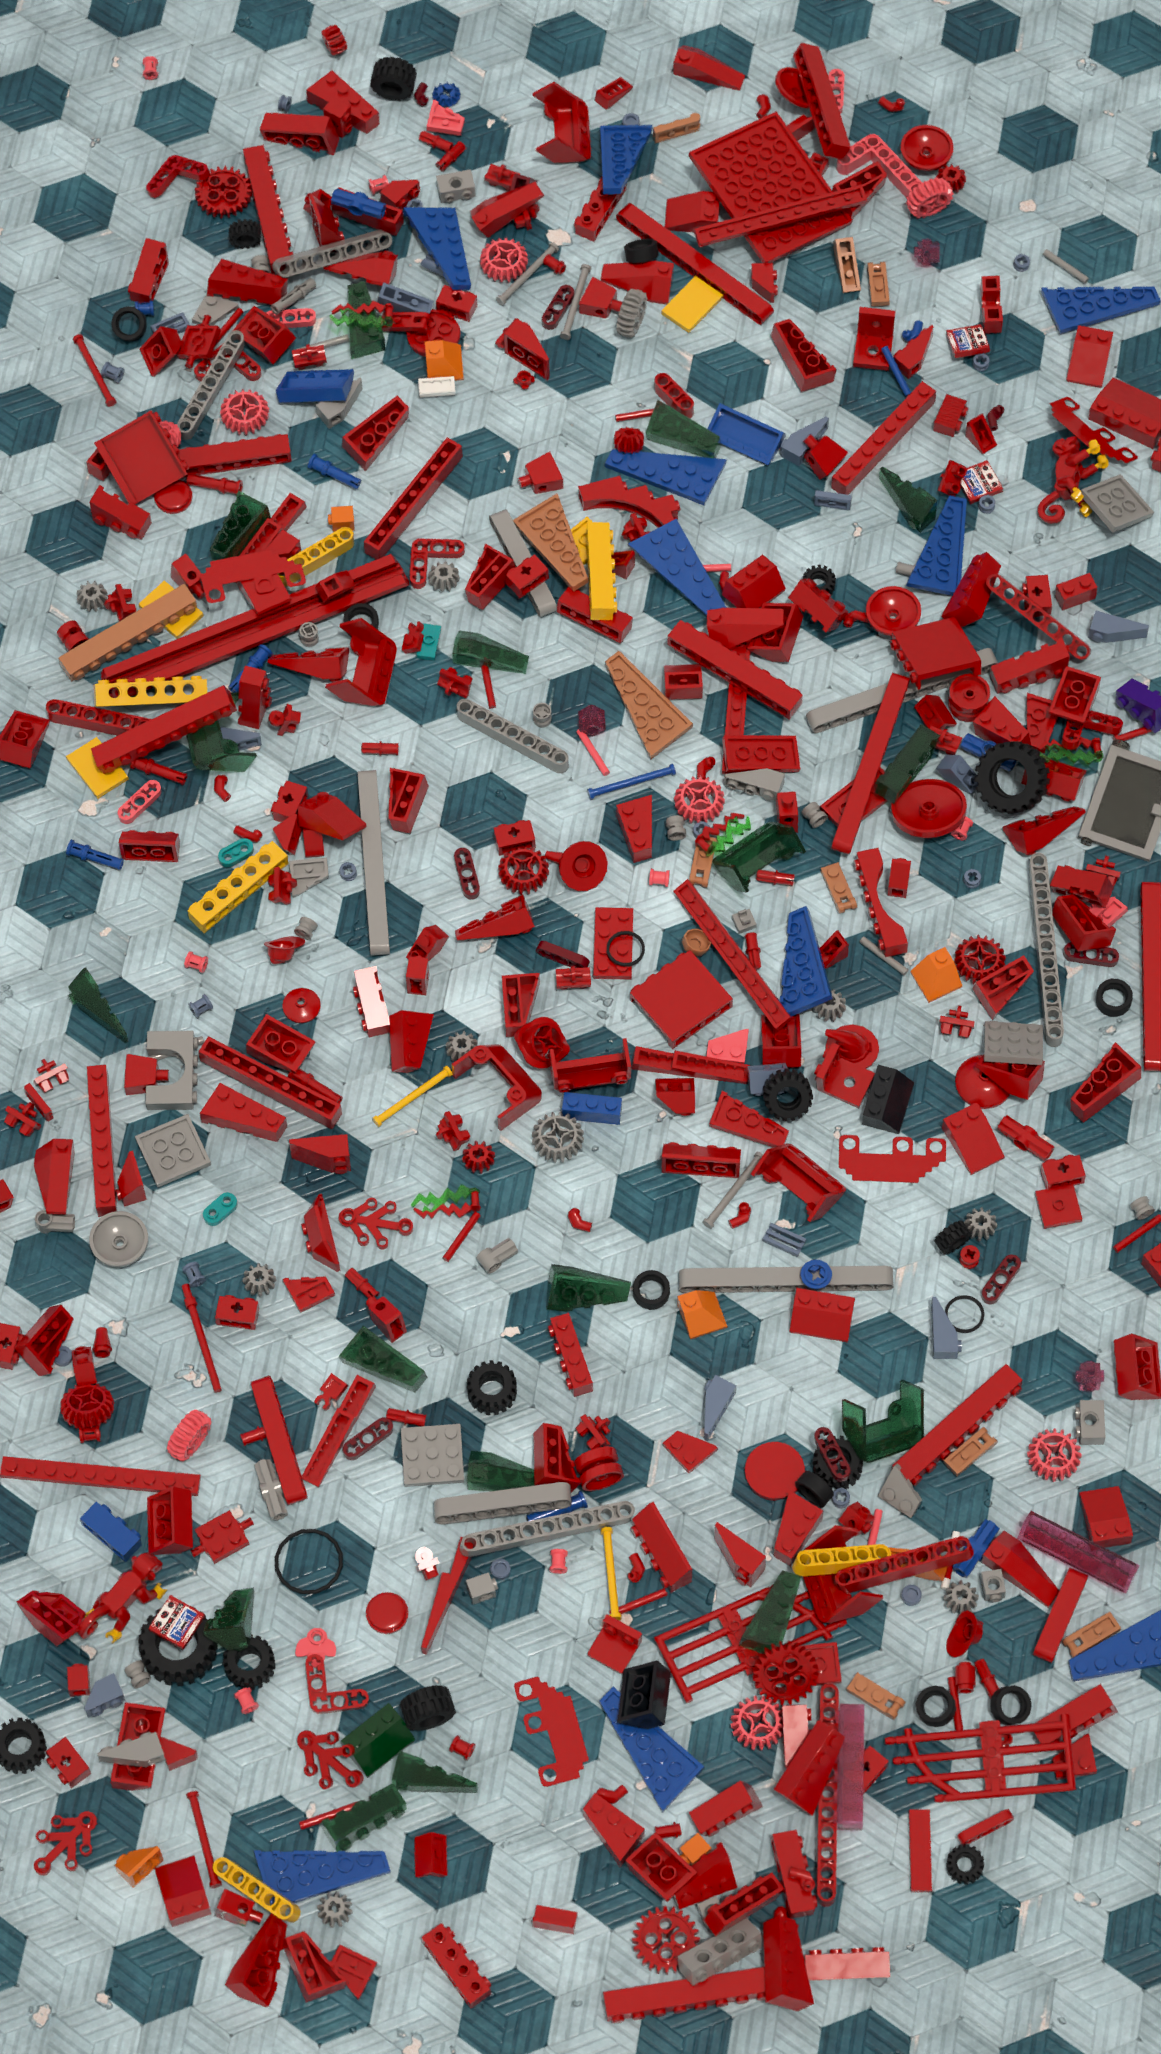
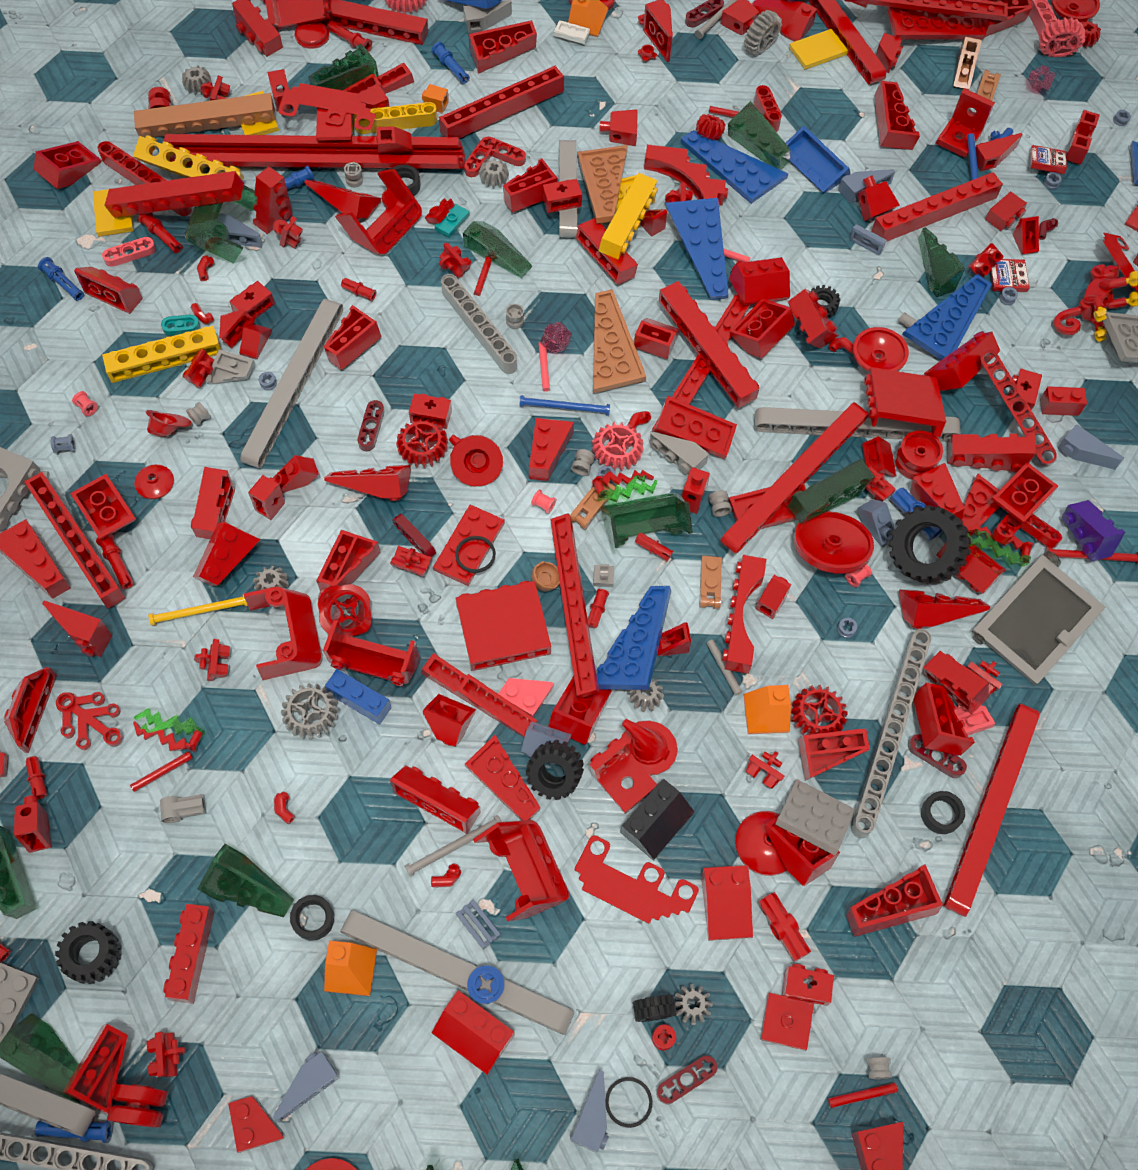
camera: 20 degrees right, 0 degrees up
(329, 816) = (272, 323): red slope -> none
(473, 1152) = (231, 695): red gear -> none
(741, 625) = (732, 307): red wedge -> none

